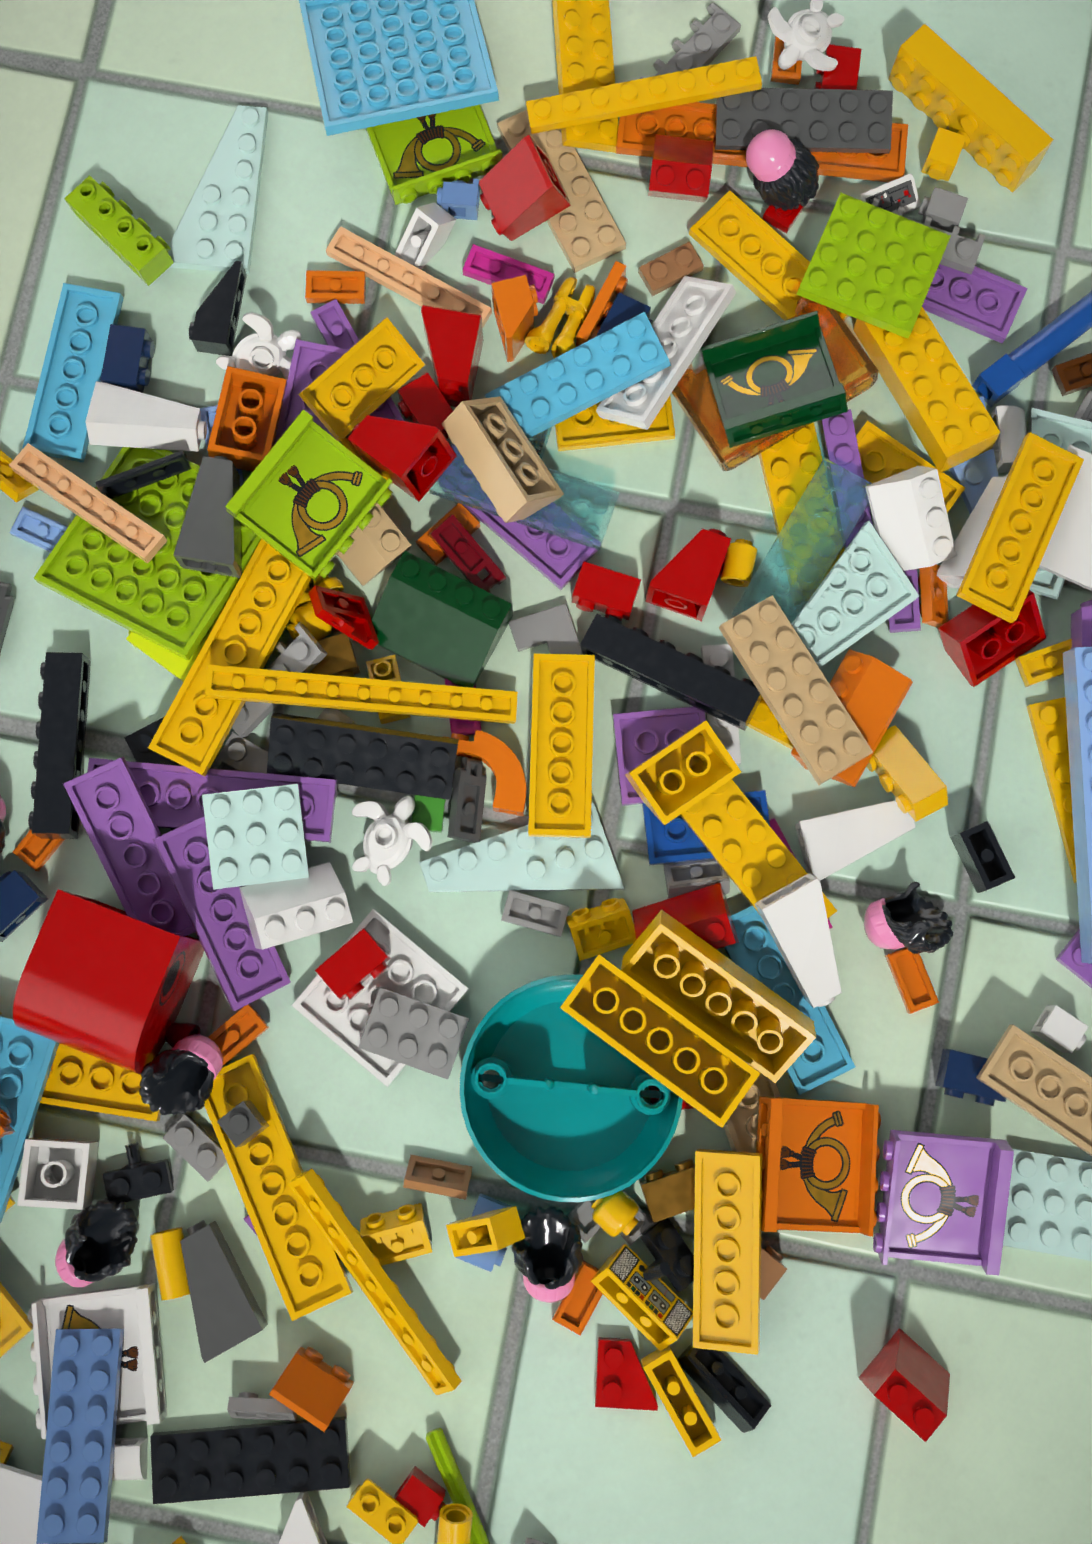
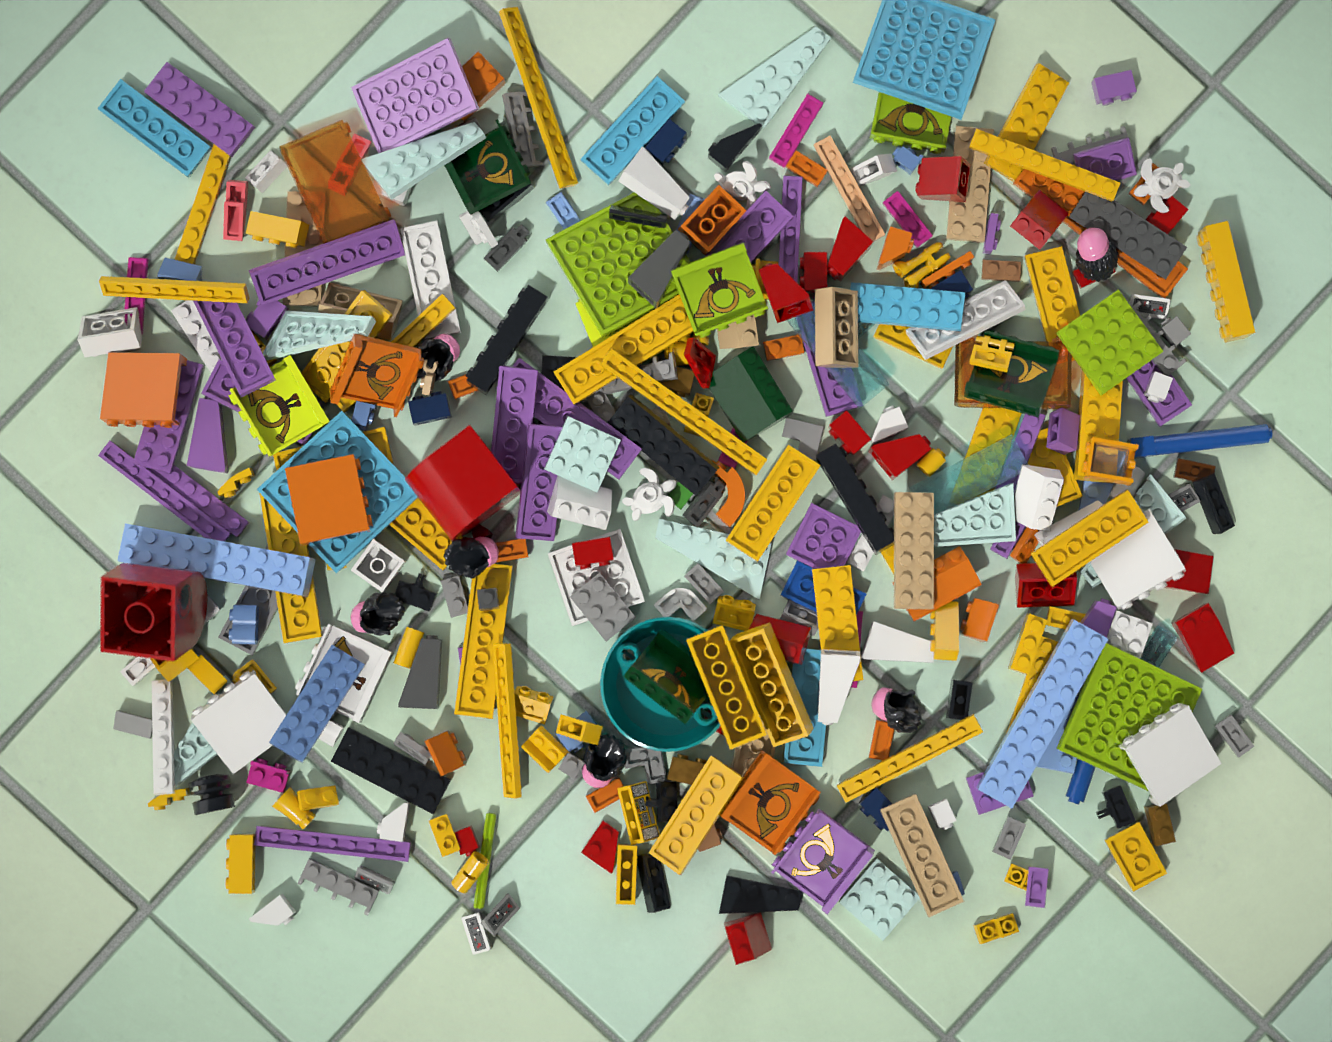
camera: 35 degrees right, 5 degrees up
(88, 503) = (598, 215): light nougat plate -> none
(120, 230) = (705, 64): lime brick -> none
(292, 249) = (796, 130): none -> dark pink tile
(362, 379) = (788, 236): yellow plate -> none
(438, 1177) = (570, 688): medium nougat plate -> none
(453, 1289) = (544, 749): none -> yellow bracket
(466, 553) = (785, 367): dark red plate -> none
(506, 1288) = (571, 765): none -> light grey brick
(516, 953) = (680, 598): none -> white plate
(567, 1076) = (669, 676): none -> dark green panel
(615, 1213) = (650, 762): yellow head -> none
(625, 218) = (990, 241): none -> medium lavender plate
(651, 547) = (889, 424): none -> white slope
(683, 773) = (827, 558): yellow slope -> none
(721, 42) = (1108, 160): none -> medium lavender tile
(730, 370) = (989, 357): none -> yellow plate
(880, 1311) = (753, 896): none -> black wing
(886, 417) = (1063, 431): none -> medium lavender brick
(940, 730) = (979, 619): none -> orange slope
(943, 154) = (1196, 298): yellow brick -> none
(969, 979) = (909, 758): none -> yellow plate
(971, 287) = (1158, 387): none -> white brick
(979, 410) = (1109, 461): none -> window
(1022, 725) = (1027, 644): none -> yellow brick

